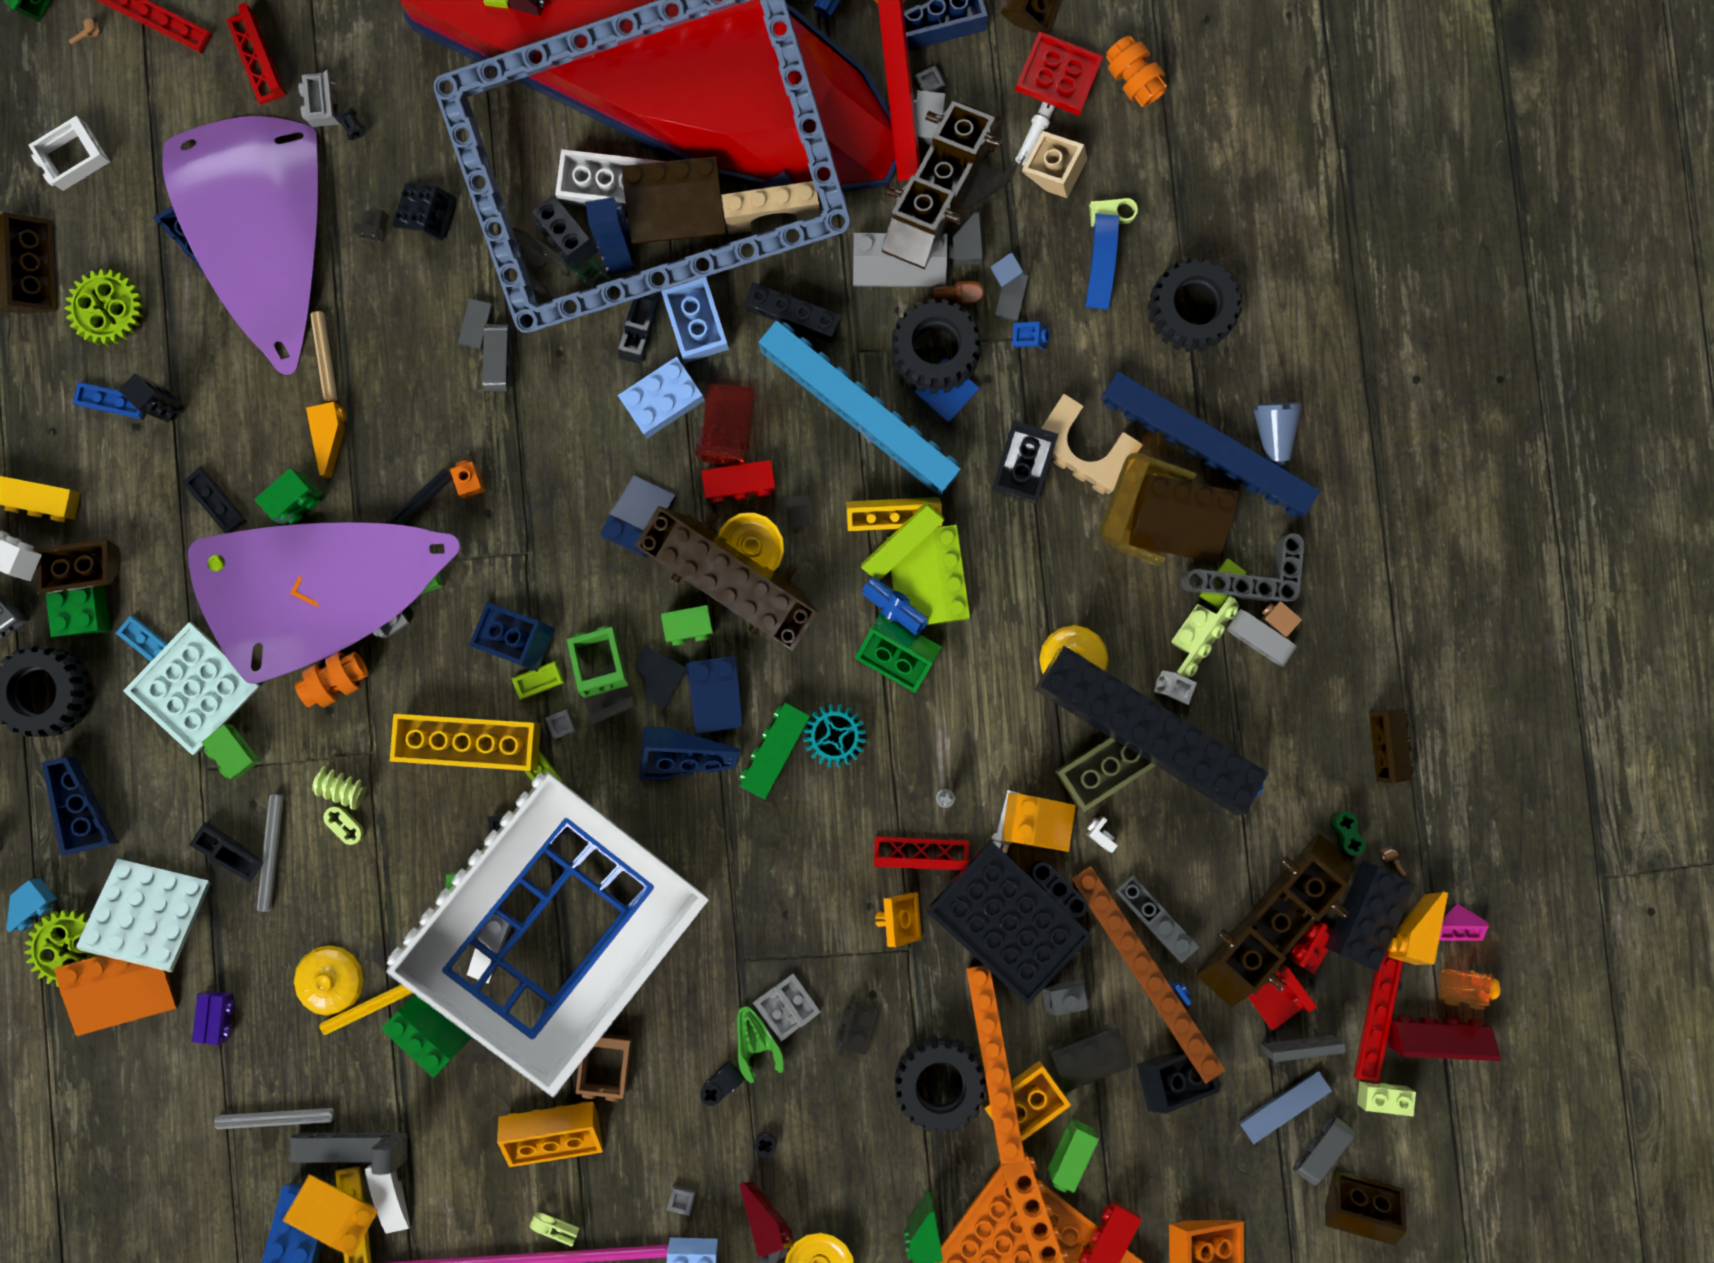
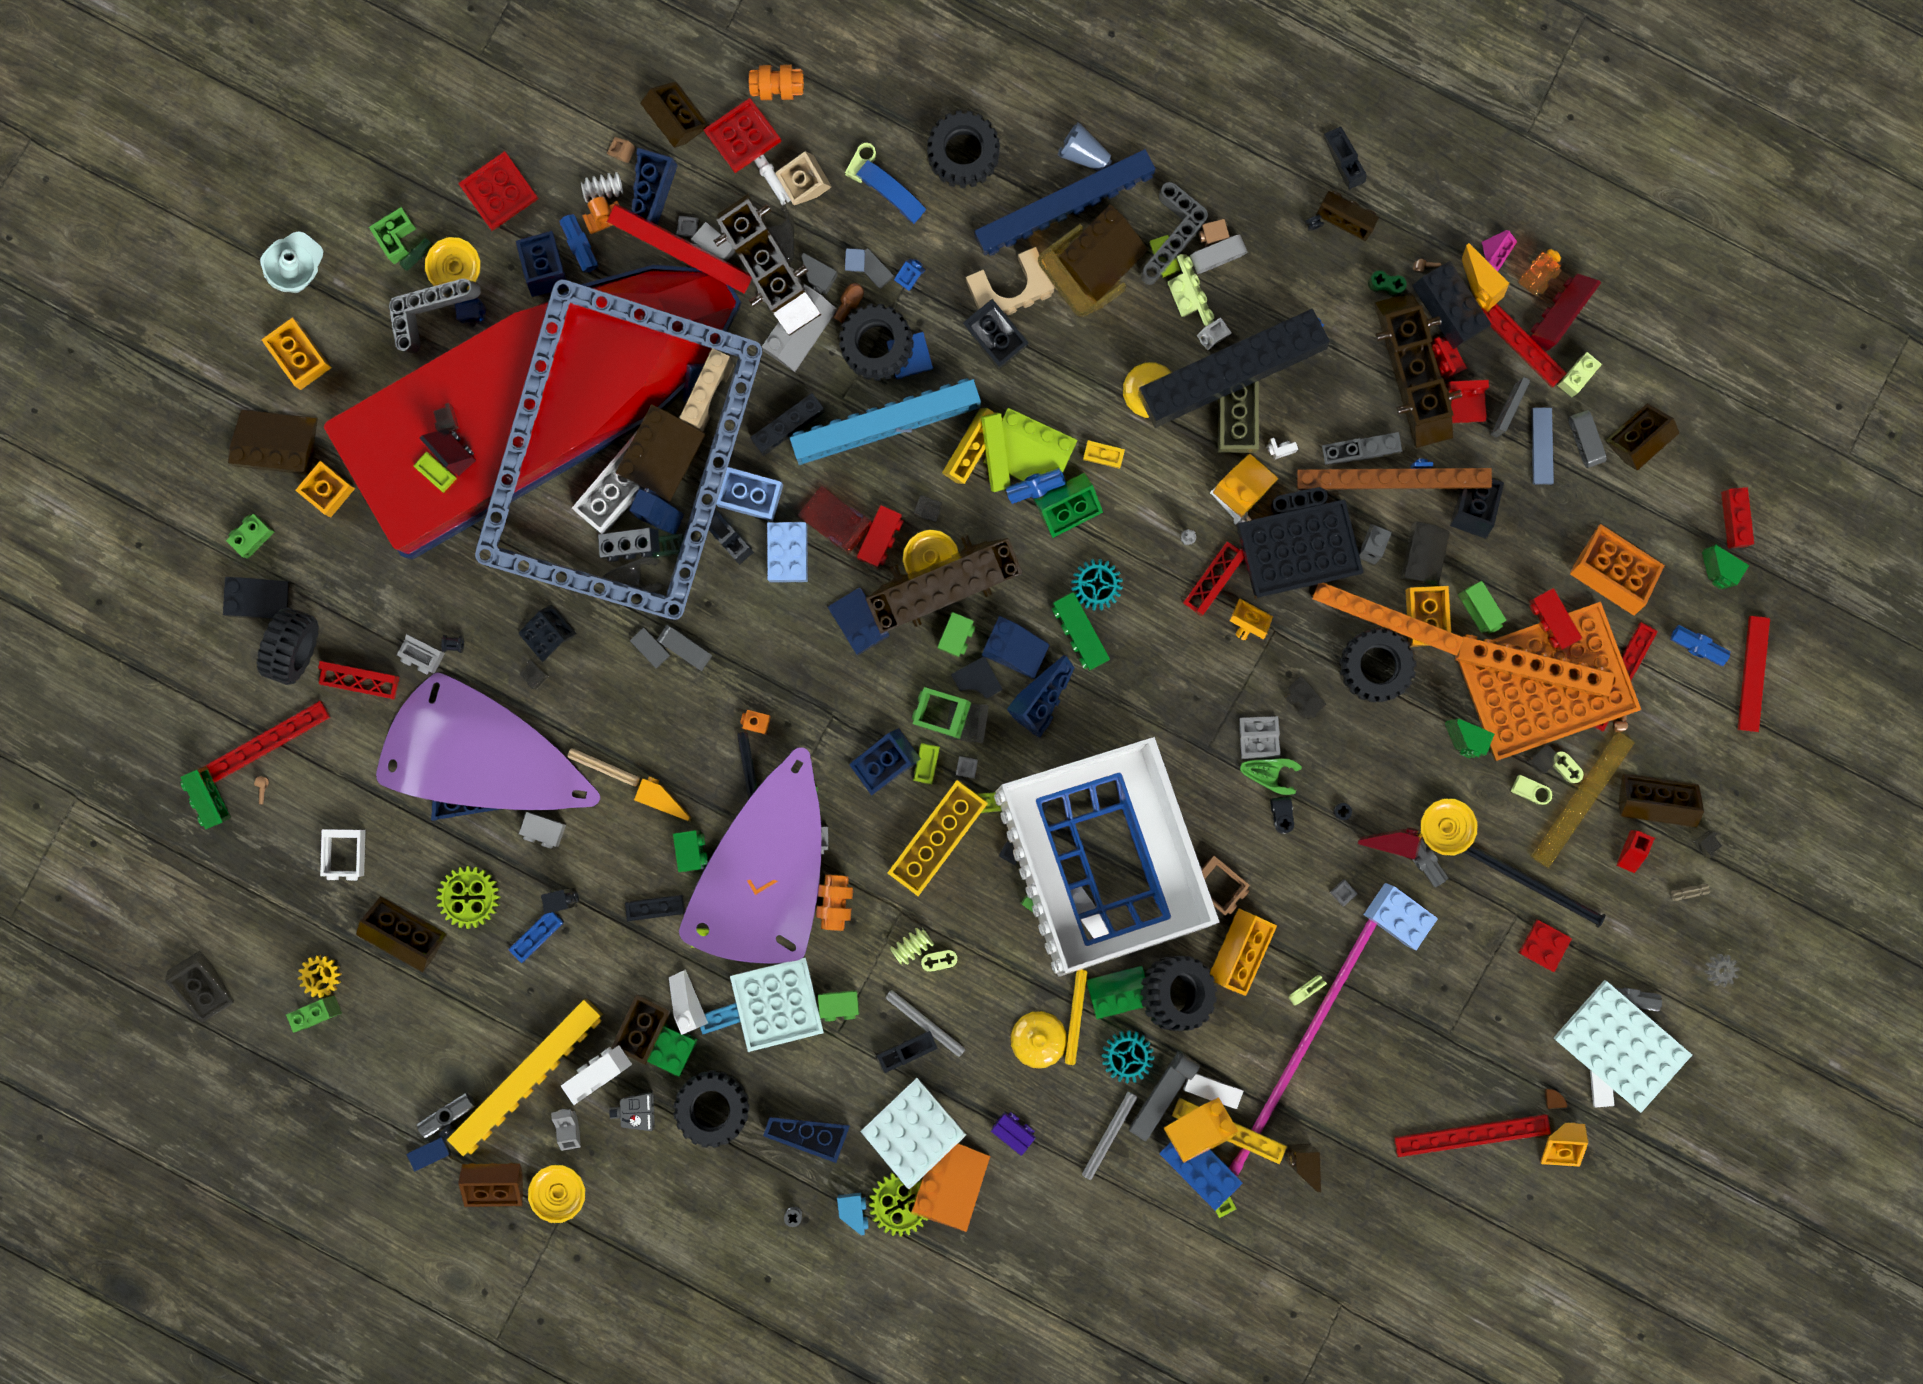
camera: 60 degrees left, 0 degrees up
(130, 598) = (685, 1003): none -> white slope
(219, 336) = (542, 829): none -> light grey brick
(368, 1103) = (1124, 1065): none -> teal gear
(466, 1124) = (1199, 993): none -> black tyre
(974, 654) = (1103, 454): none -> yellow plate
(1360, 716) = (1314, 223): none -> black bush
(1450, 704) = (1345, 158): none -> black slope

